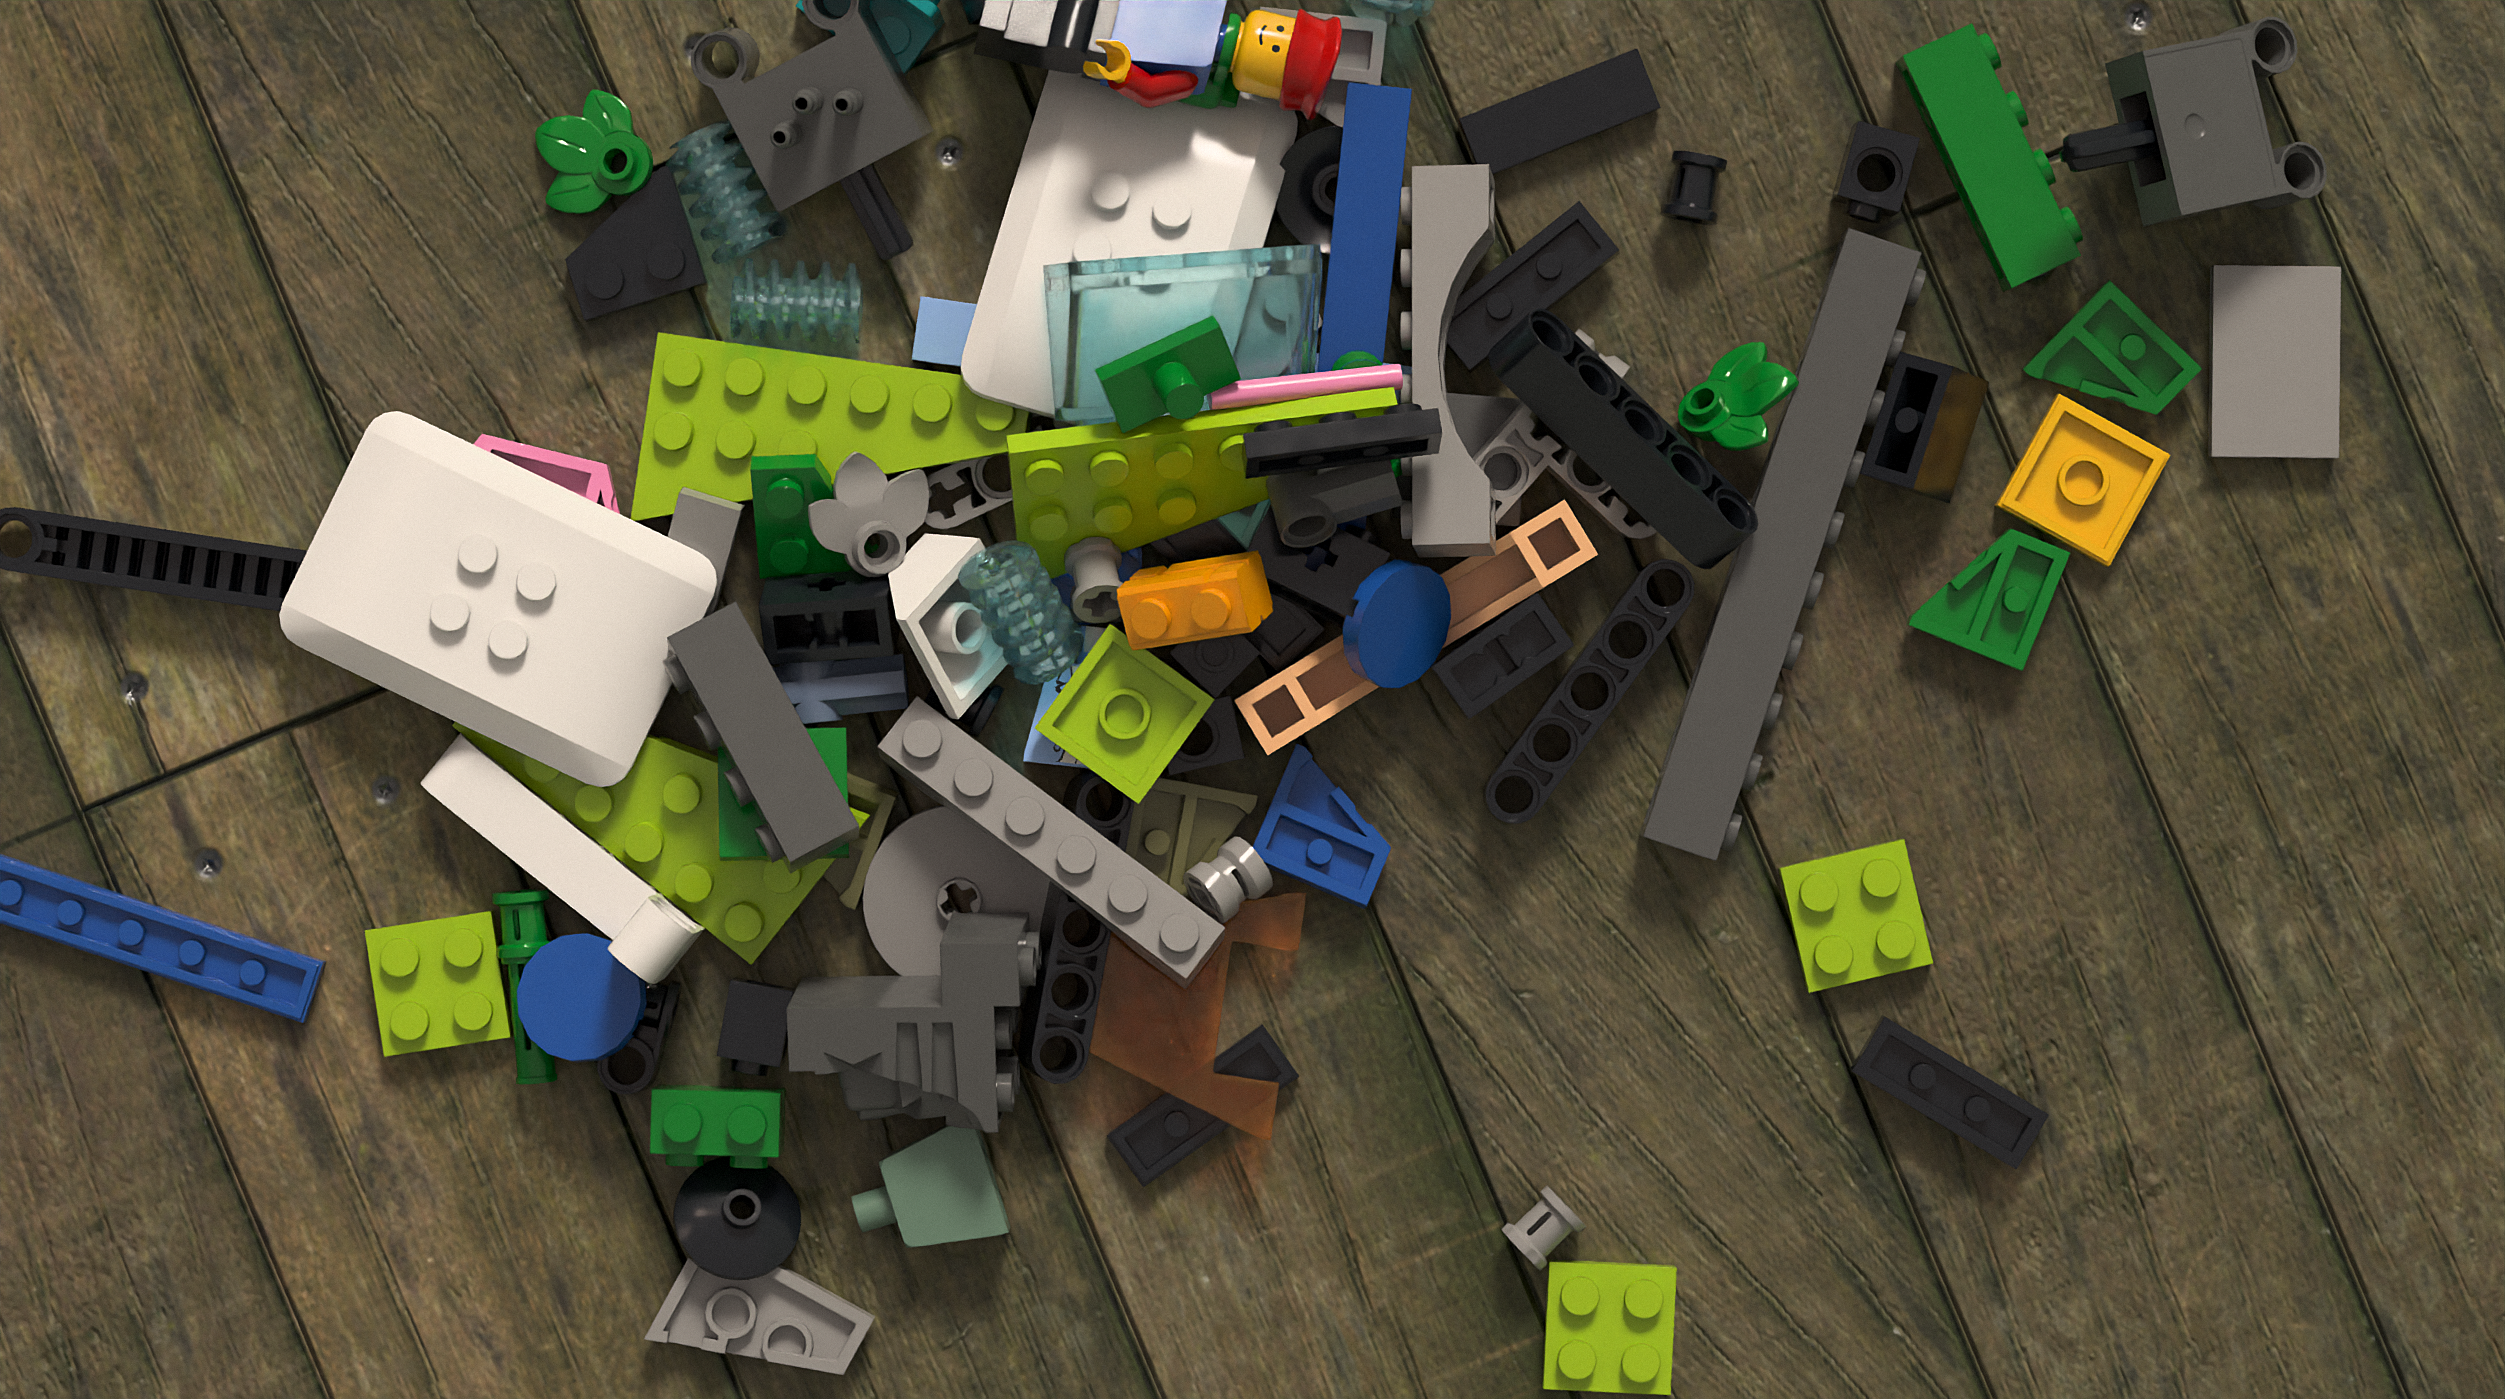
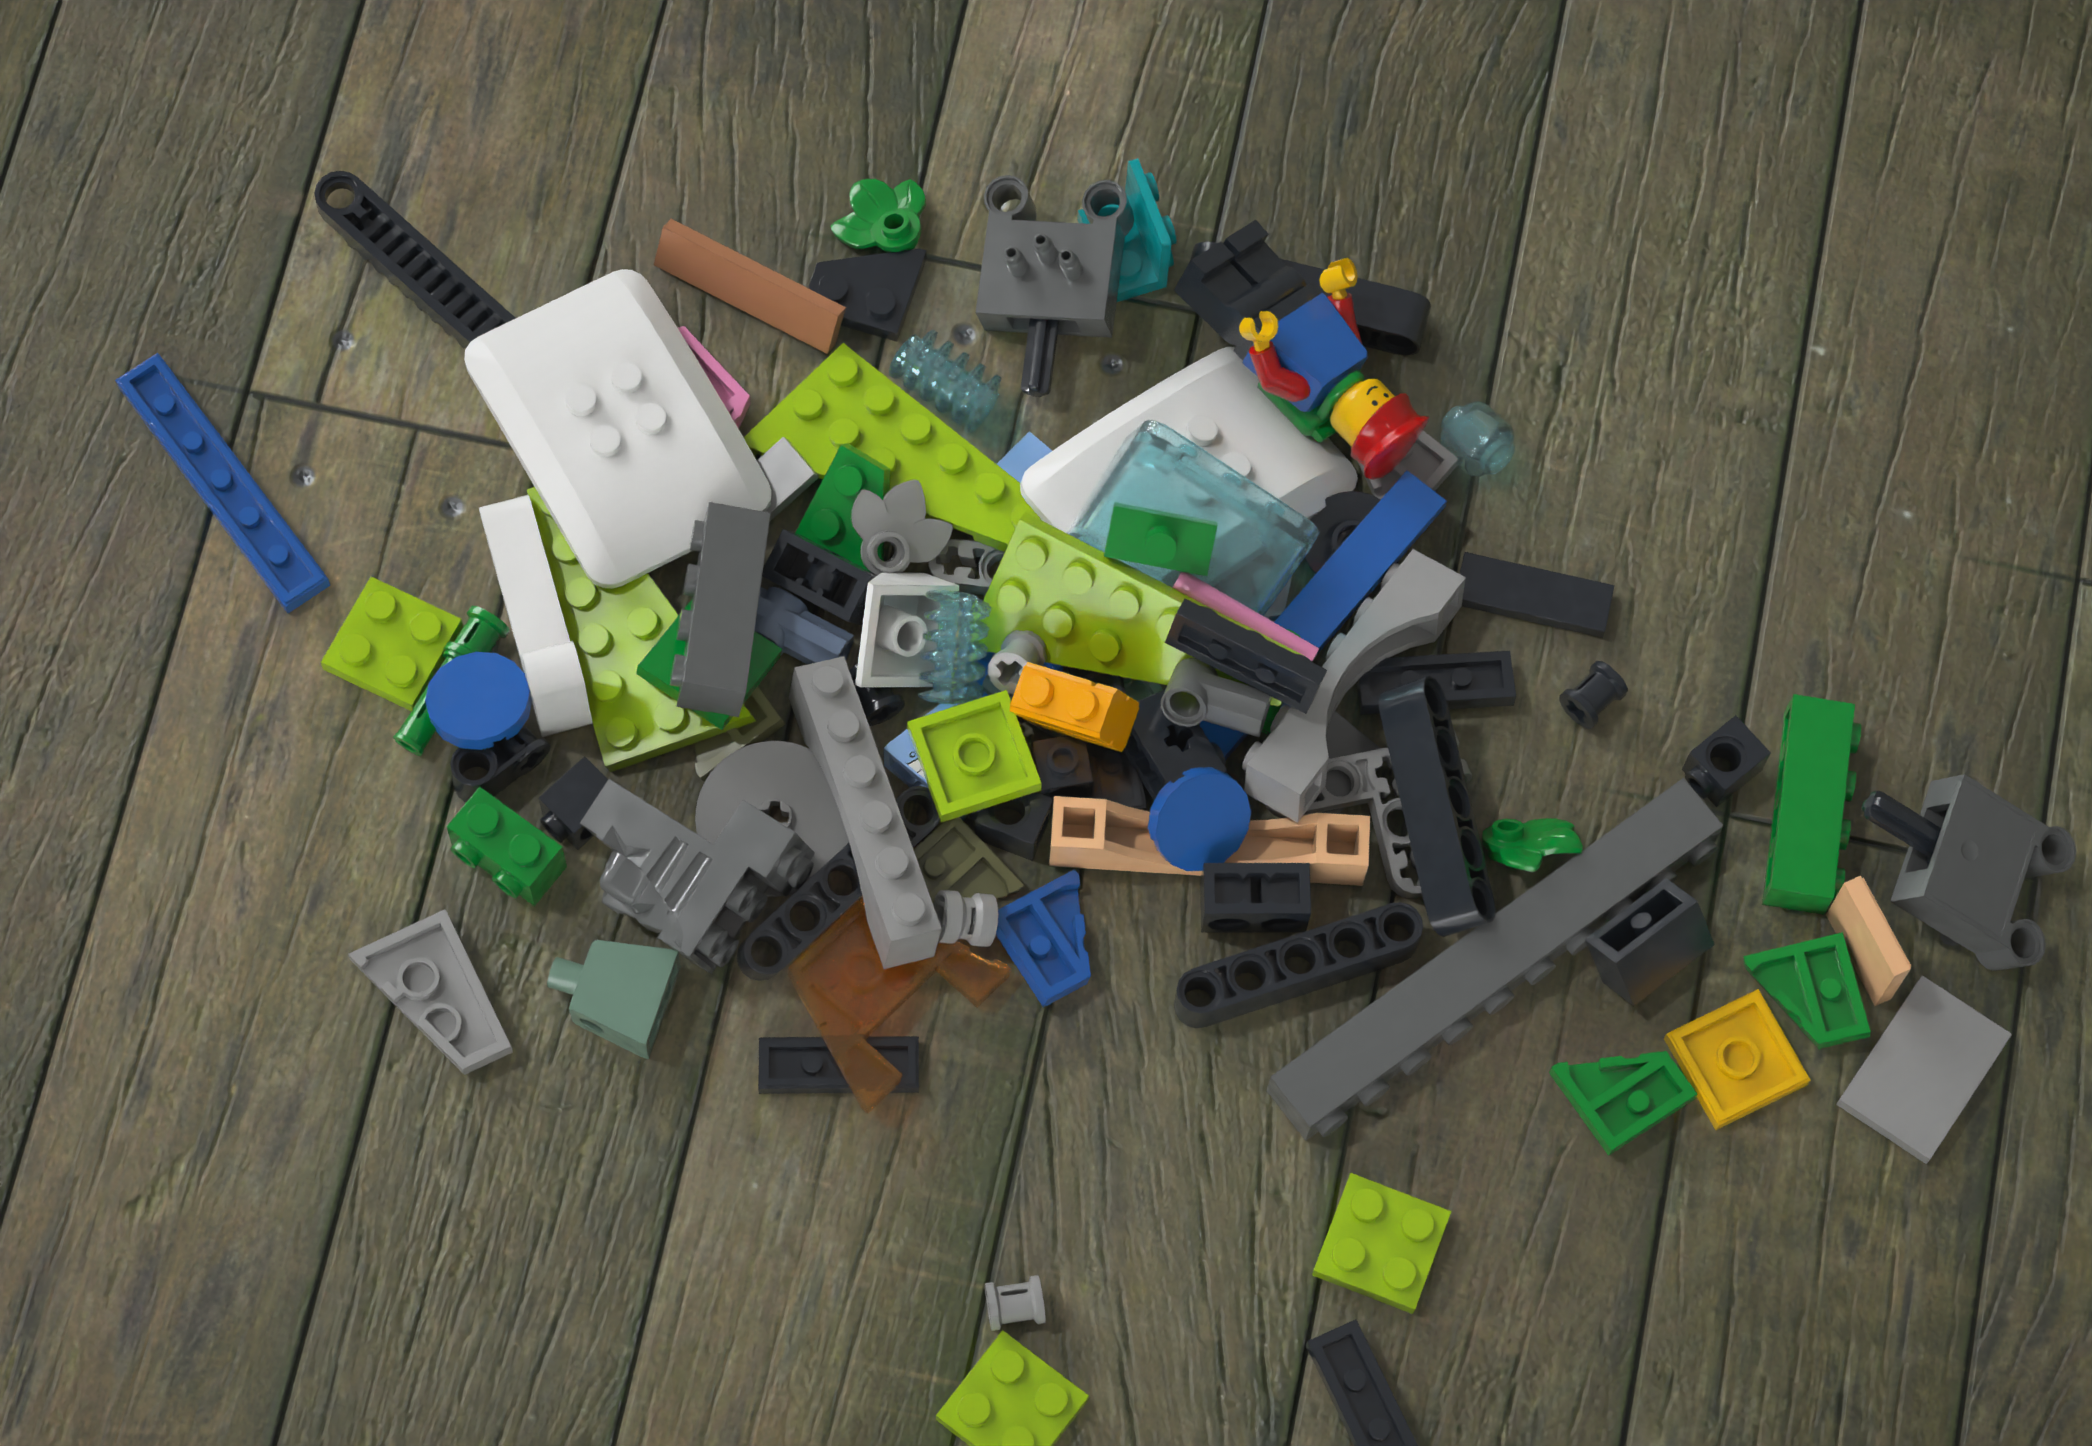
camera: 25 degrees right, 20 degrees down
(515, 338) = (749, 286): none -> nougat tile
(722, 193) = (948, 286): clear light blue piece -> none
(731, 1245) = (462, 934): black dish -> none
(2145, 277) = (1869, 940): none -> light nougat tile

